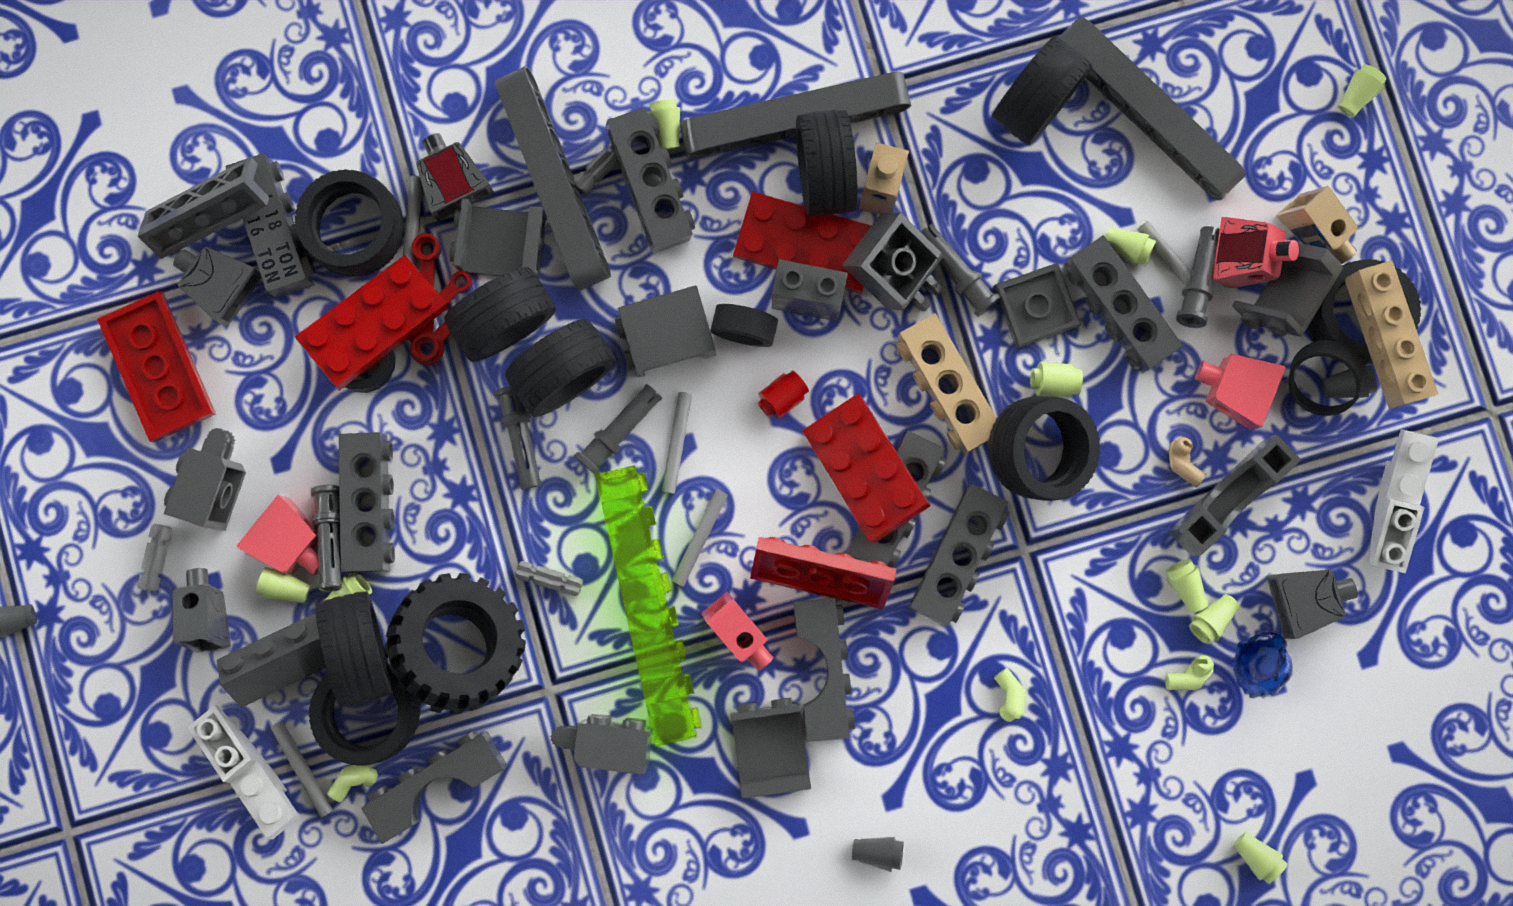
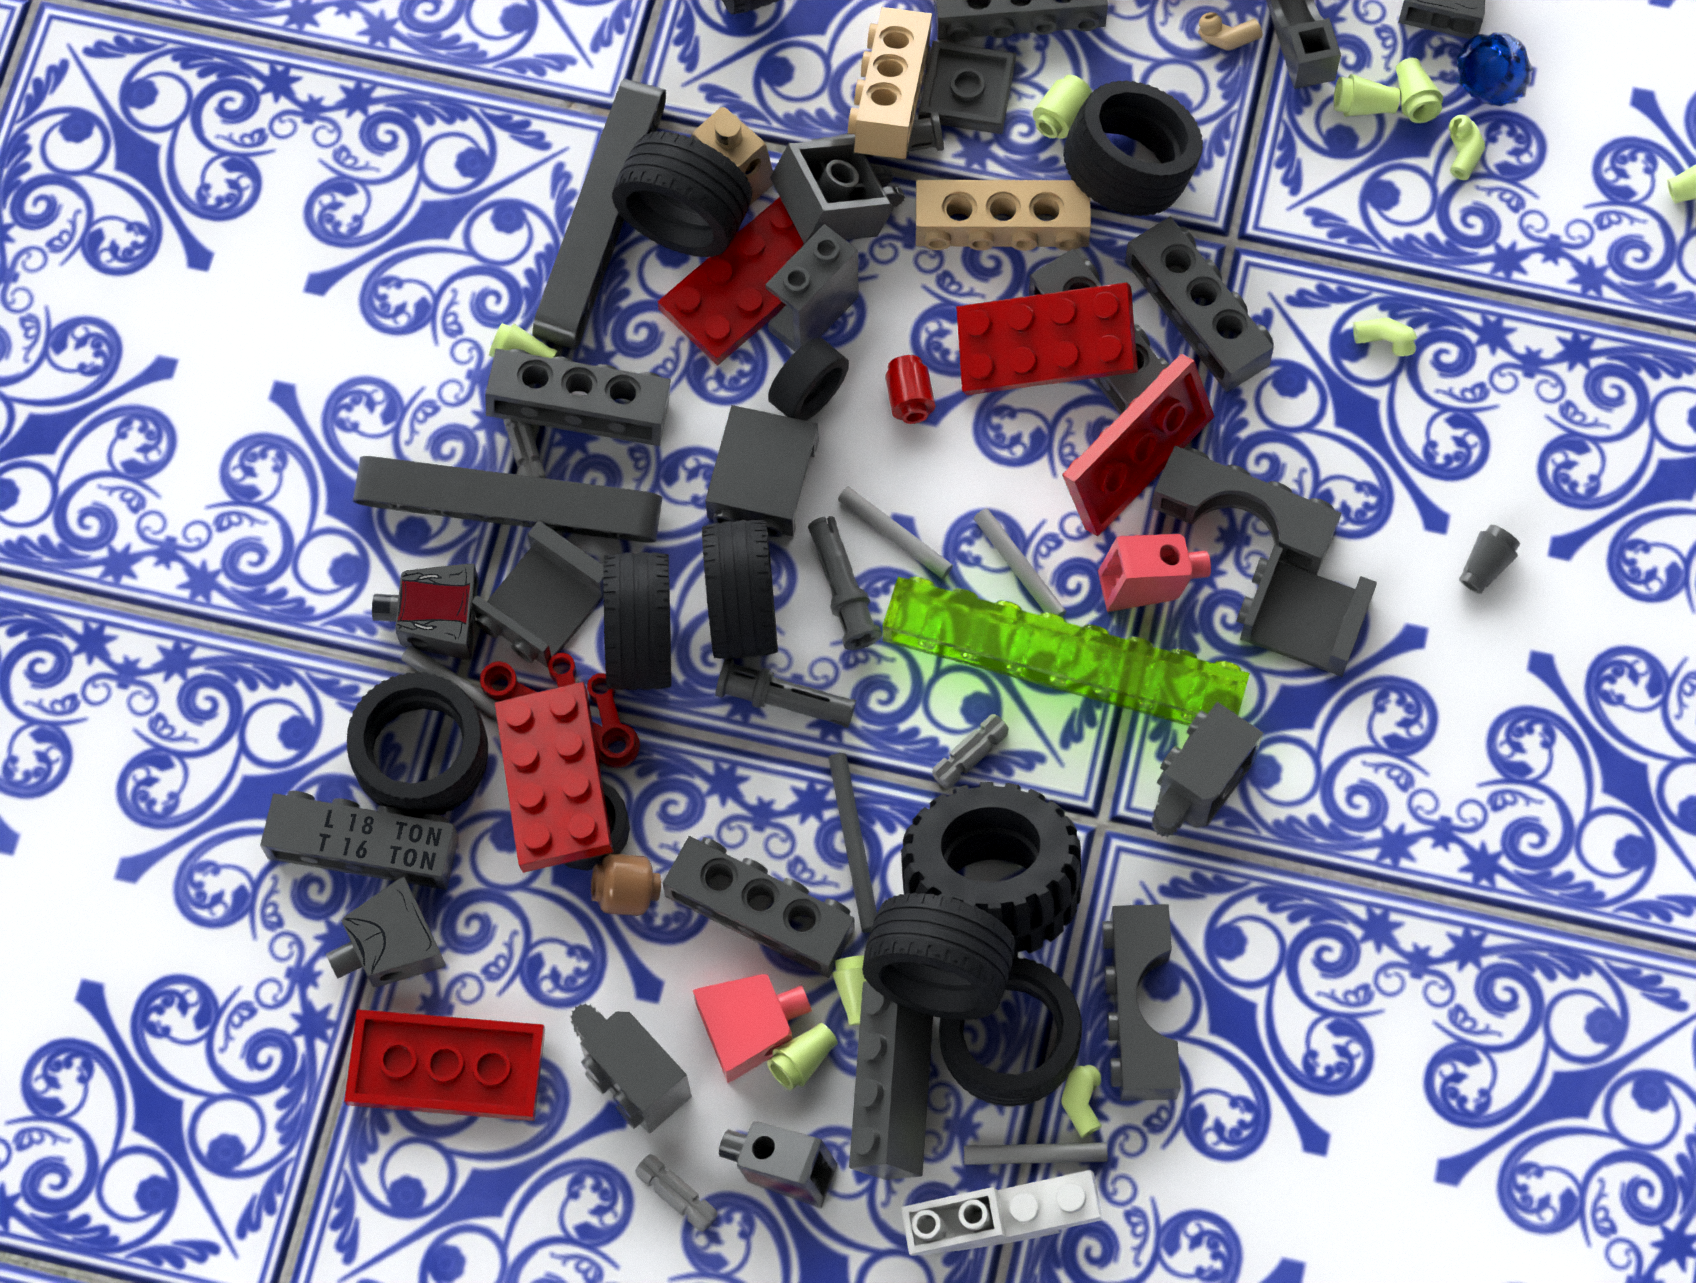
camera: 60 degrees left, 15 degrees down
(203, 209) = (300, 898): dark grey fence -> none
(327, 524) = (758, 958): dark grey pin -> none
(332, 409) = (625, 884): none -> medium nougat head
(445, 537) = (853, 840): none -> dark grey bar
(957, 275) = (891, 83): none -> tan brick

